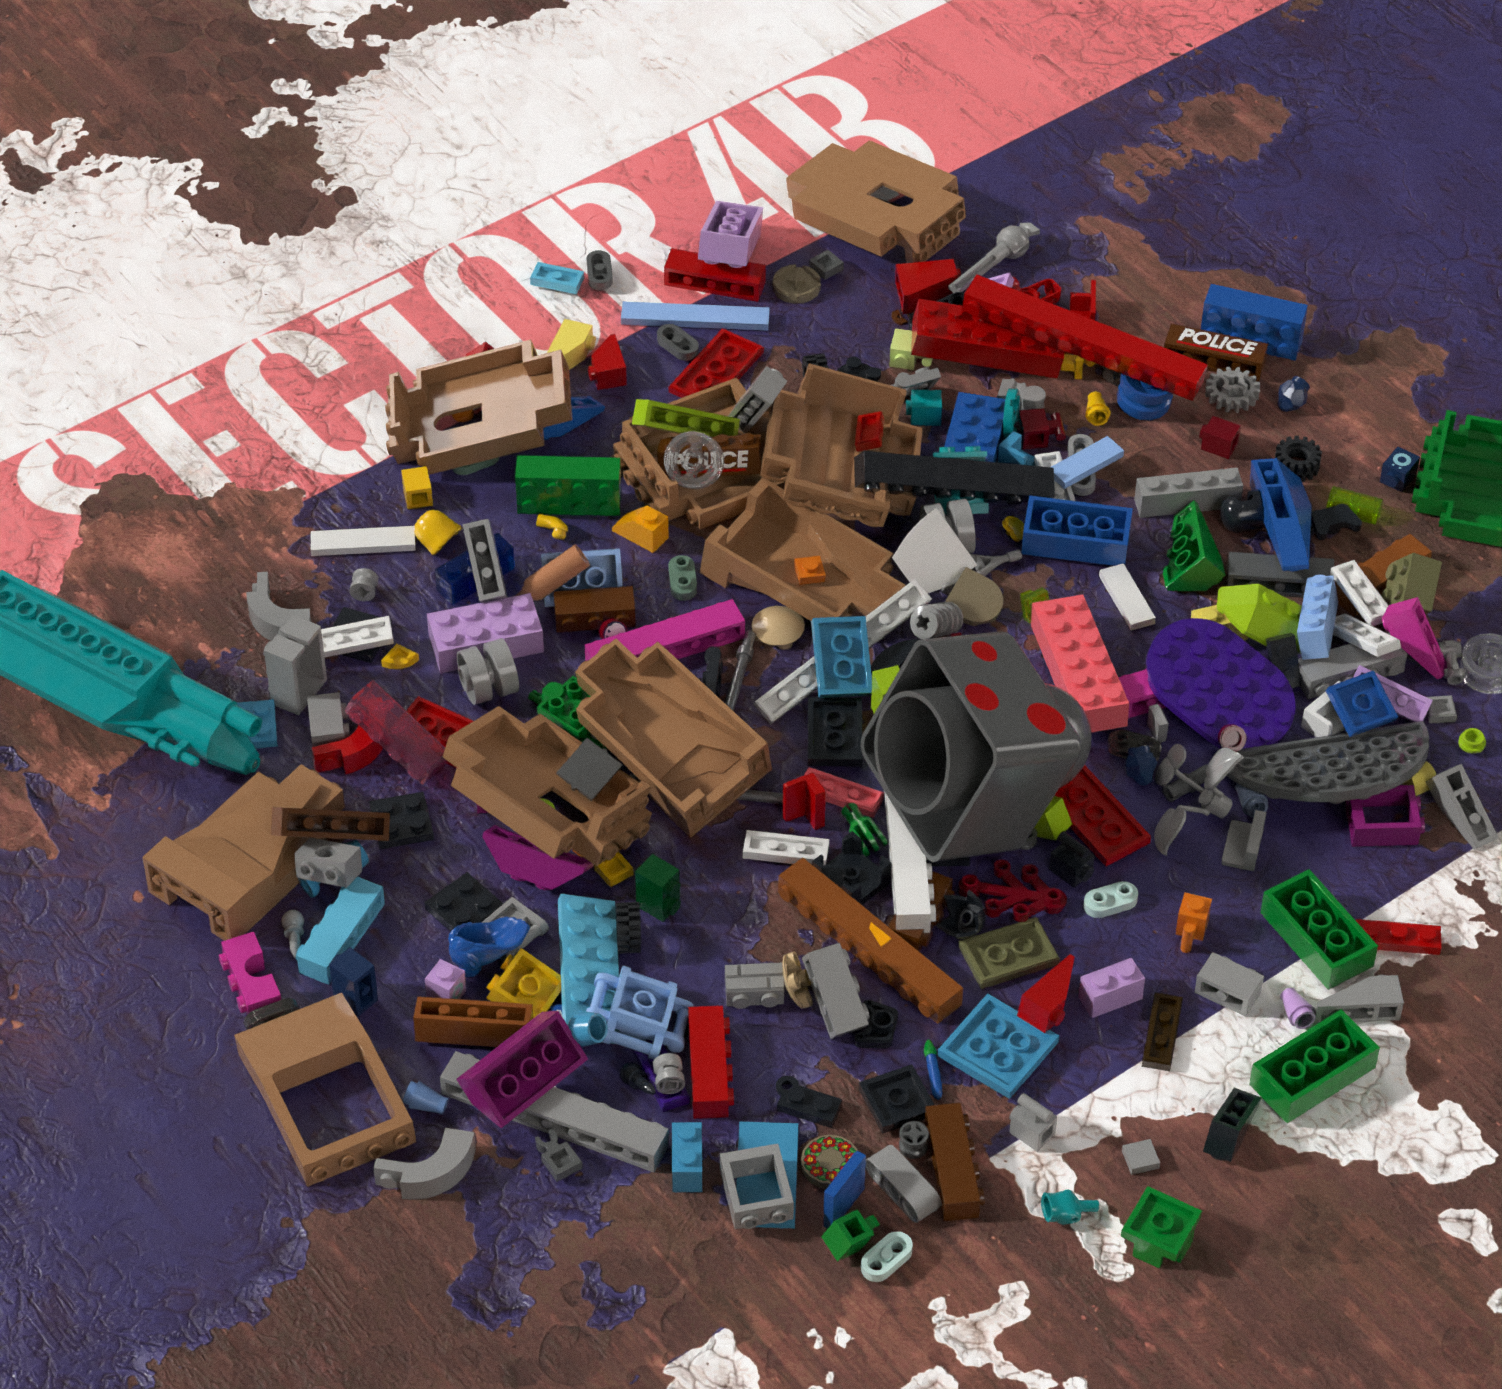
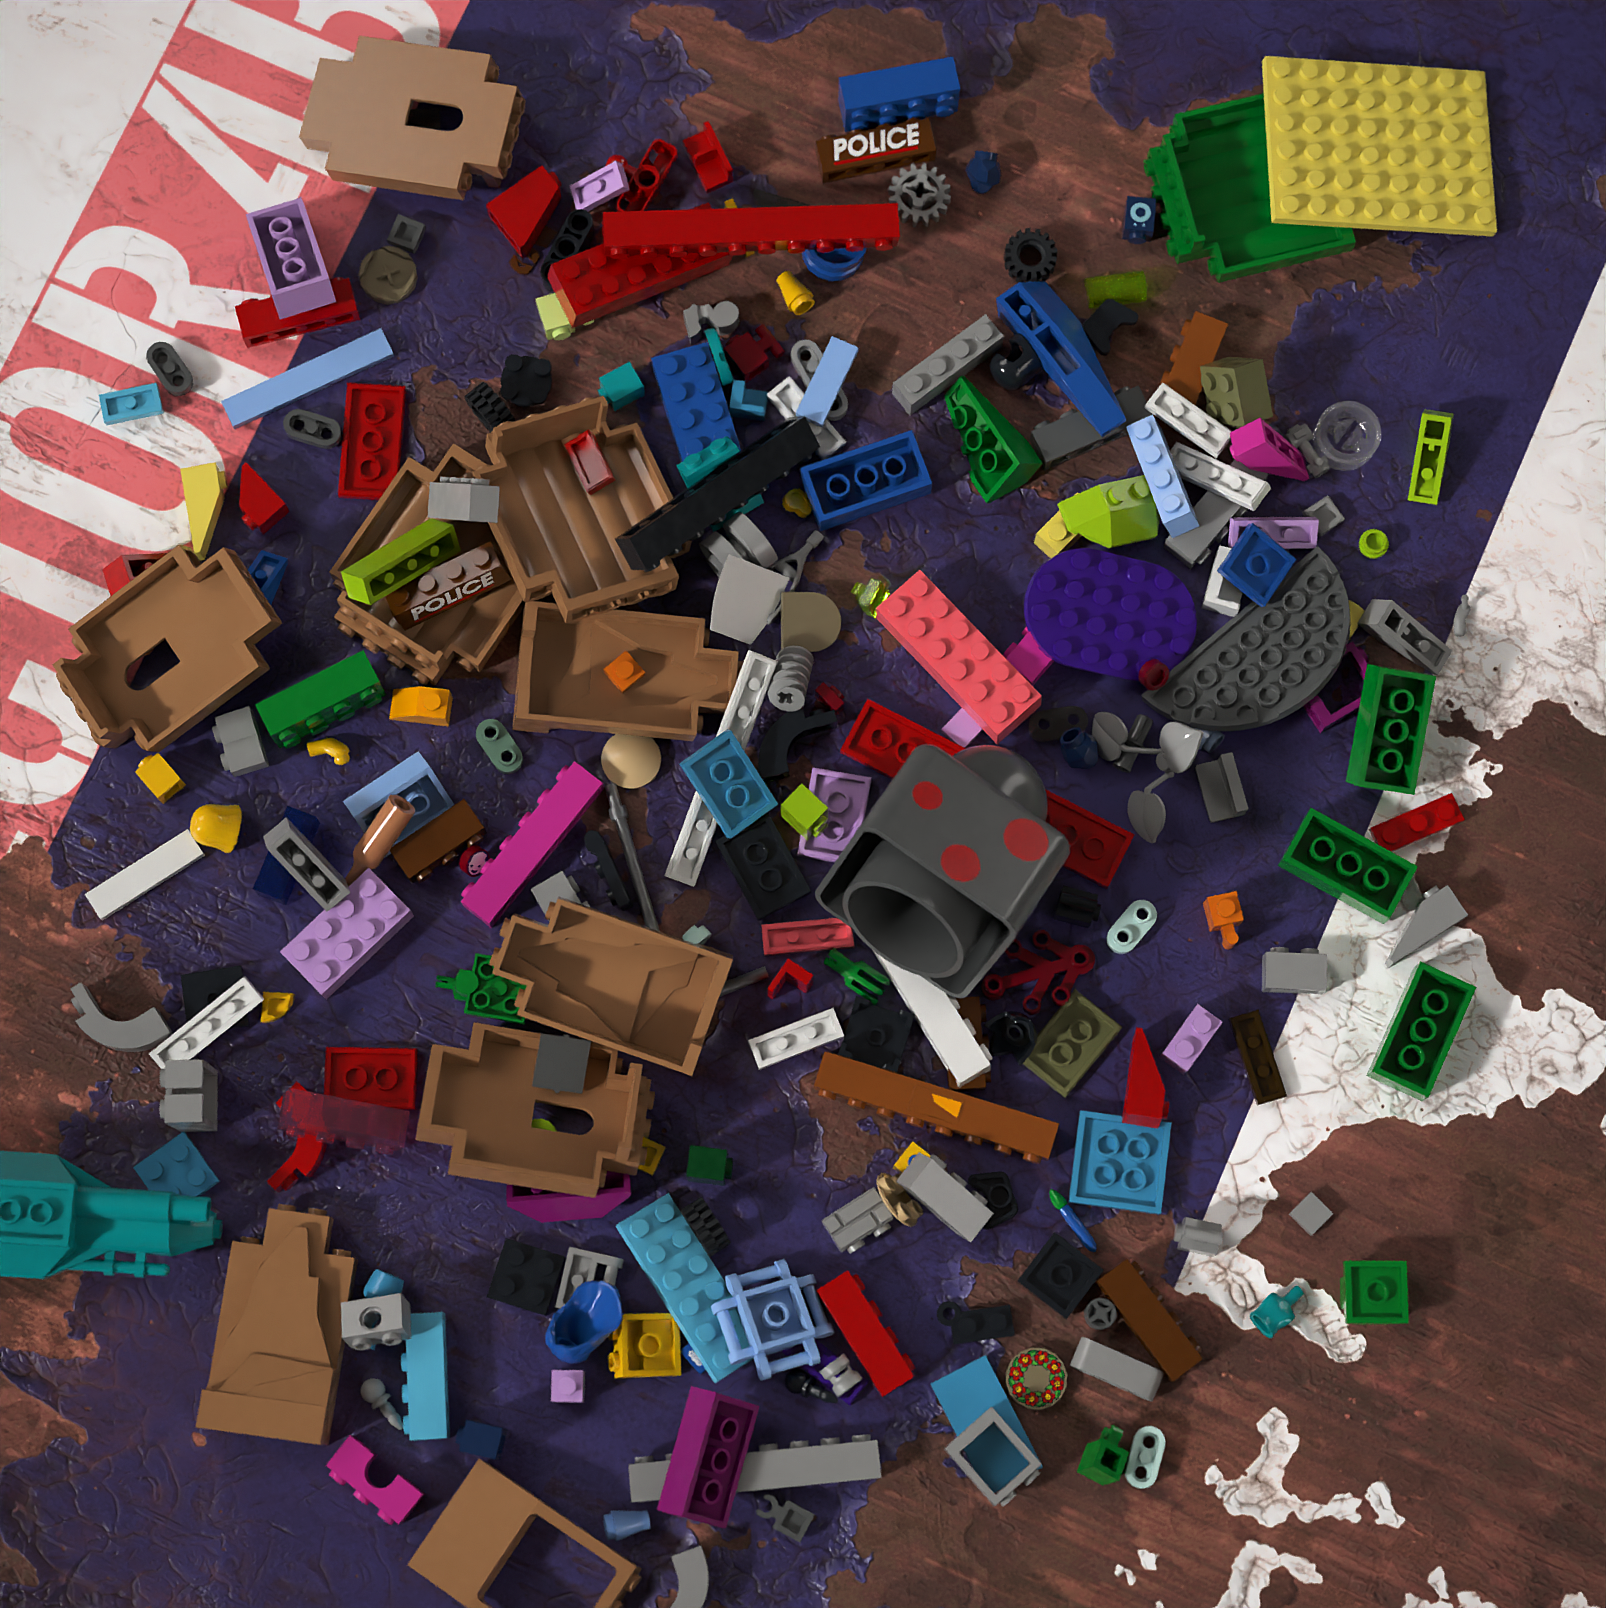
camera: 30 degrees left, 30 degrees up
(270, 1012) = (419, 1525): clear smoke plate -> none
(326, 718) = (257, 1133): light grey brick -> none
(330, 824) = (353, 1280): reddish brown brick -> none
(363, 584) = (184, 936): light grey wheel -> none
(408, 819) = (401, 1207): black plate -> none
(468, 1021) = (623, 1419): dark orange brick -> none
(481, 673) = (379, 996): light grey wheel -> none
(491, 492) = (240, 741): none -> light grey brick
(588, 1028) = (741, 1382): dark azure piece -> none
(687, 1157) = (907, 1454): dark azure brick -> none
(697, 441) = (438, 597): clear wheel -> none
(844, 1189) = (1075, 1417): blue tile -> none
(922, 380) = (597, 367): light grey plate -> none
(1011, 243) = (587, 105): light grey piece -> none
(1127, 597) = (953, 532): white tile -> none
(1157, 723) = (1069, 687): light grey tile -> none
(1220, 437) = (939, 269): dark red brick -> none
(1231, 1124) = (1376, 1133): black slope -> none
(1283, 654) = (1154, 545): black plate -> none
(1299, 1011) = (1368, 965): lavender cone -> none
(1409, 847) = (1390, 729): none -> green brick

